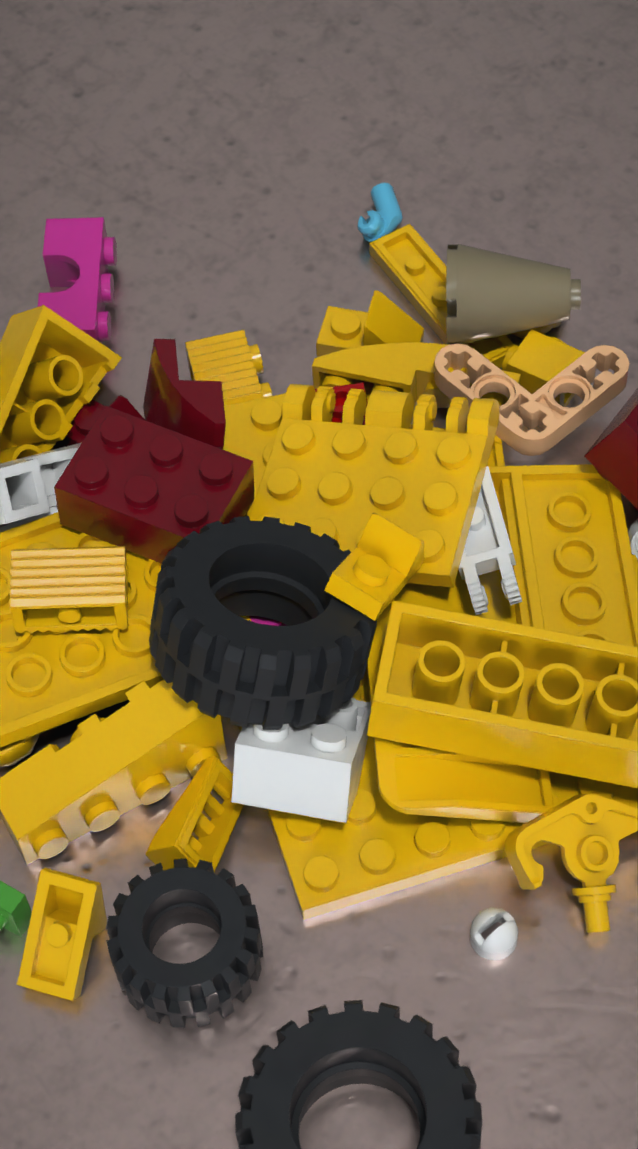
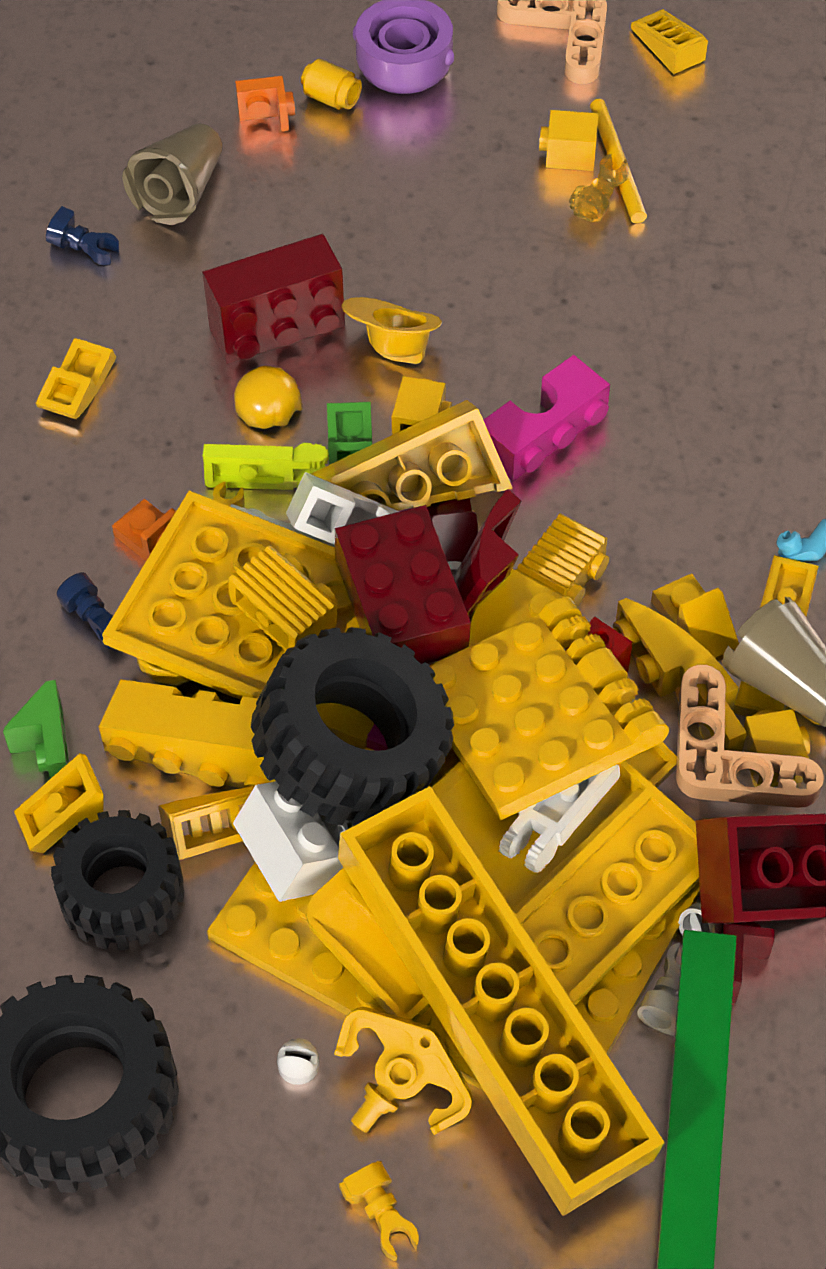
camera: 45 degrees right, 0 degrees up
(377, 567) = (442, 757): yellow slope -> none

